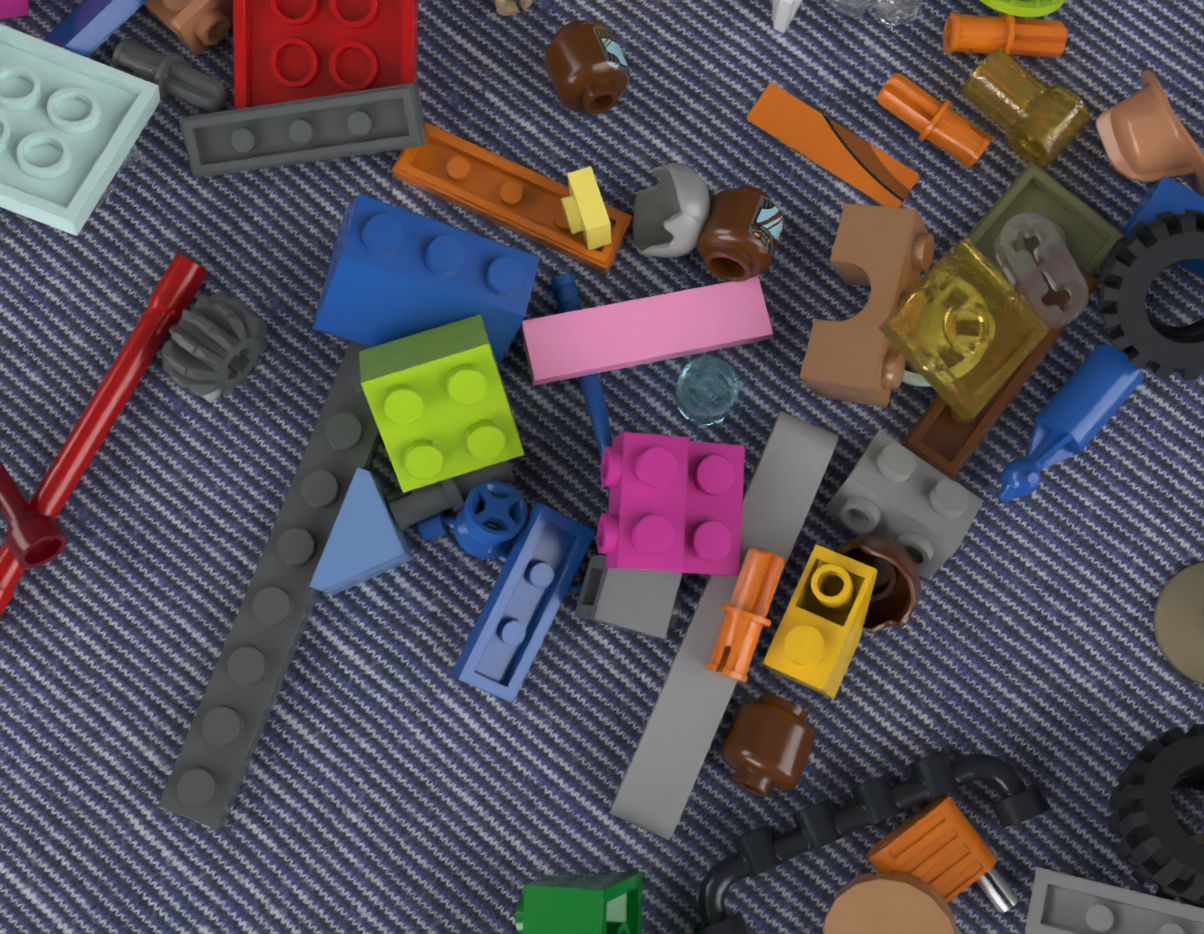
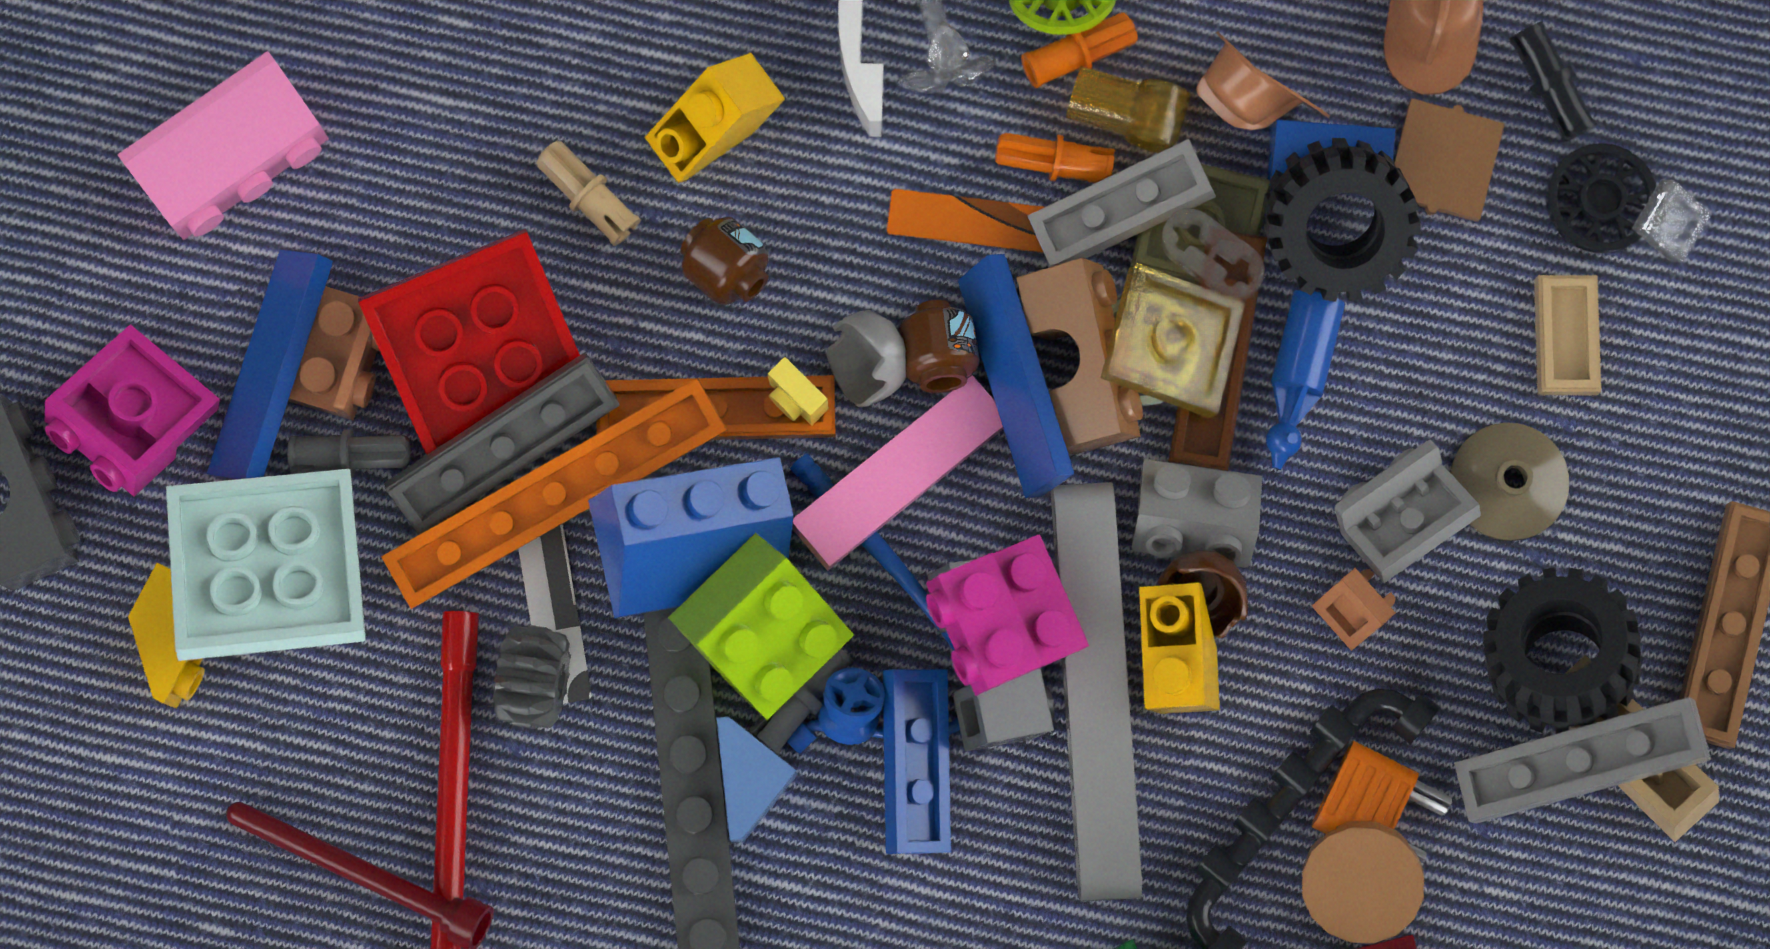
camera: 35 degrees left, 0 degrees up
(281, 297) = (553, 602): none -> sticker
(318, 194) = (553, 493): none -> orange plate
(709, 379) = (978, 488): clear light blue wheel -> none
(746, 613) = (1111, 674): orange axle -> none
(768, 744) = (1183, 775): reddish brown head -> none
(797, 295) = (1015, 376): none -> blue tile
(980, 186) = (1122, 205): none -> light grey plate
(1012, 669) = (1355, 608): none -> nougat tile
(1107, 601) = (1404, 511): none -> light grey bracket

